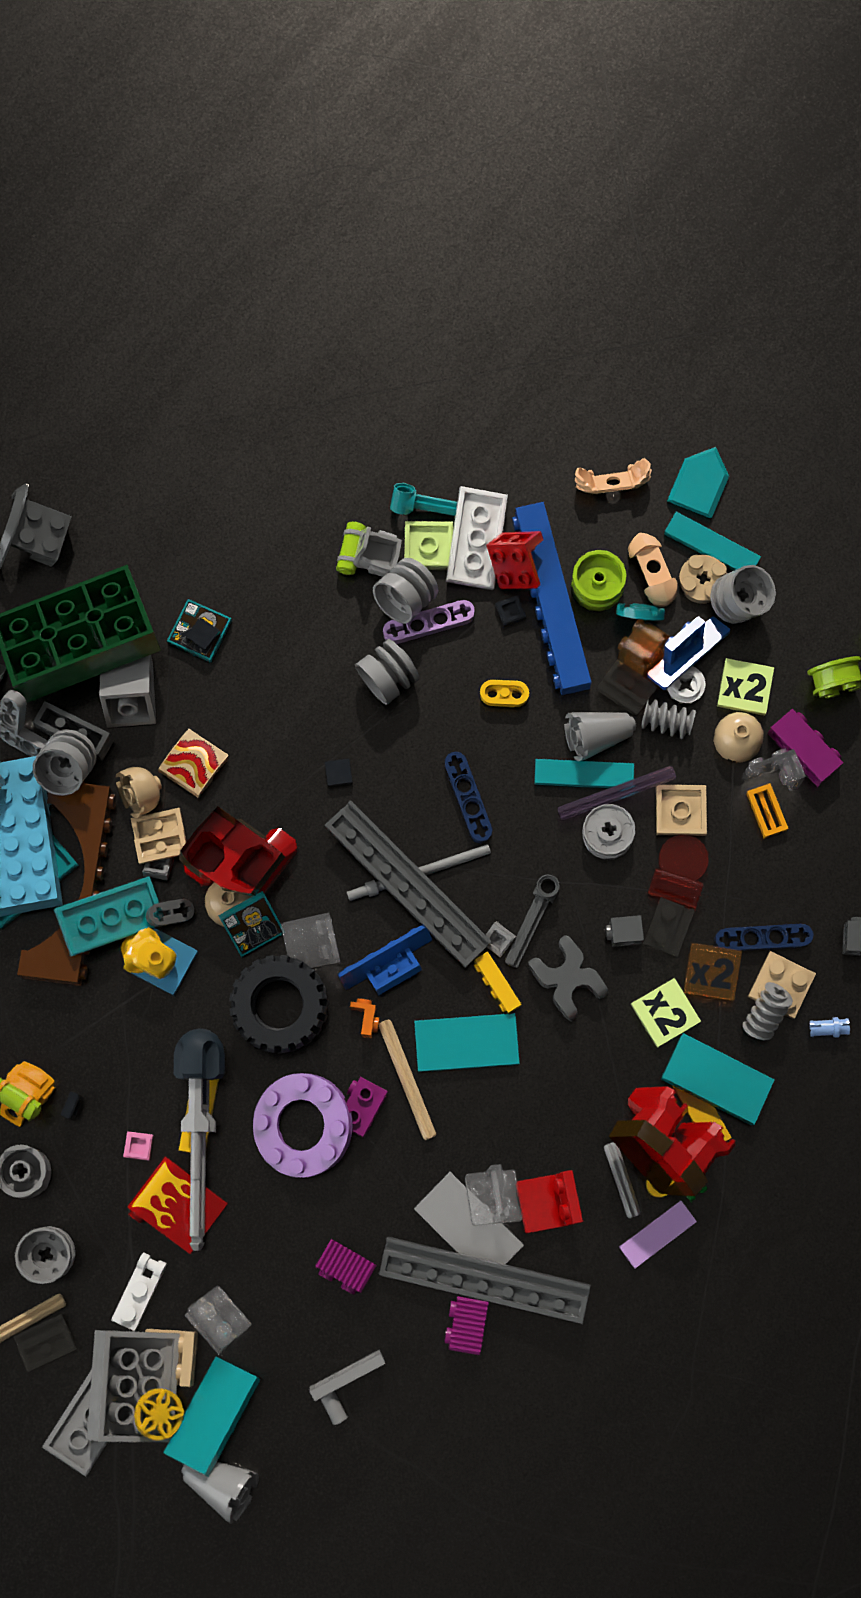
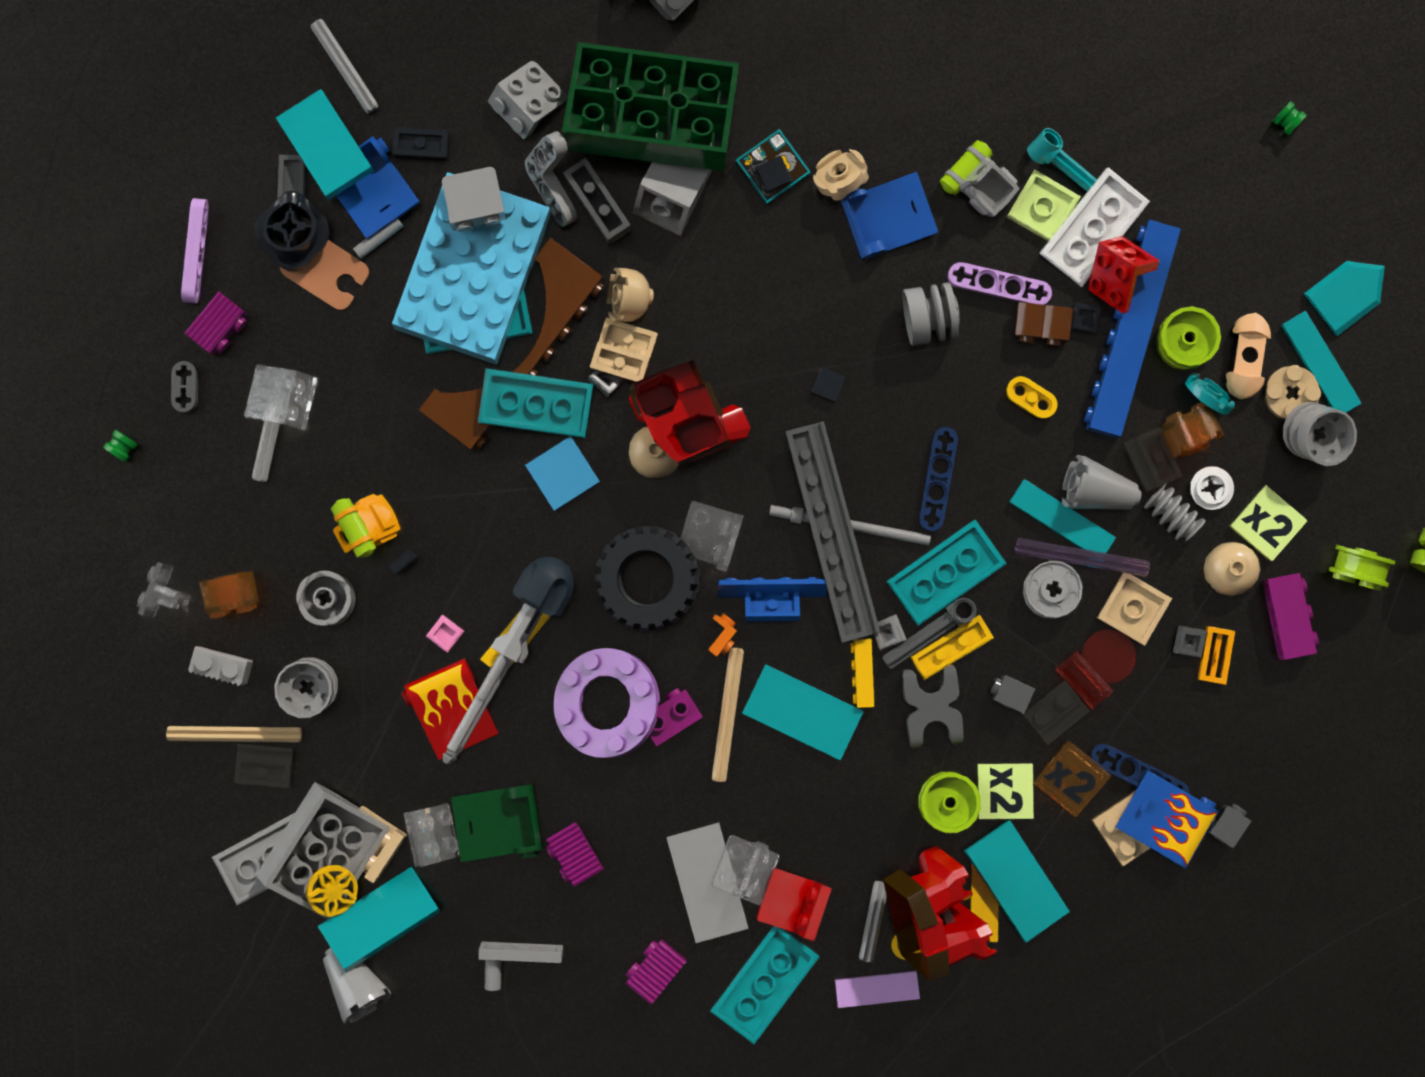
camera: 30 degrees right, 10 degrees up
(64, 762) = (571, 231): light grey wheel -> none
(138, 1292) = (372, 768): white plate -> none
(147, 954) = (550, 459): yellow head -> none
(170, 918) = (595, 425): dark grey beam -> none
(193, 763) = (695, 296): slope -> none
(251, 923) = (664, 486): tile -> none
(255, 615) = (853, 173): none -> tan plate
(271, 1277) = (501, 823): none -> dark green door
(310, 619) = (886, 218): none -> blue door
(405, 590) = (994, 243): light grey wheel -> none
(480, 631) = (1043, 323): none -> reddish brown brick
(485, 1280) = (694, 940): dark grey plate -> none
(517, 866) = (946, 572): none -> teal tile
(555, 923) = (951, 647): none -> yellow tile
(568, 1257) = (764, 983): none -> teal tile
(577, 377) = (1289, 118): none -> green wheel
(635, 477) = (1284, 253): light nougat piece -> none
(636, 1034) = (964, 794): none -> lime wheel
(687, 649) = (1233, 456): bracket -> none
(740, 811) = (1189, 641): none -> dark grey tile
(768, 1012) = (1100, 847): light grey piece -> none
(788, 763) = (1261, 633): clear bracket -> none
(807, 959) = (1167, 819): none -> blue door
(829, 1027) = (1154, 895): light blue pin -> none

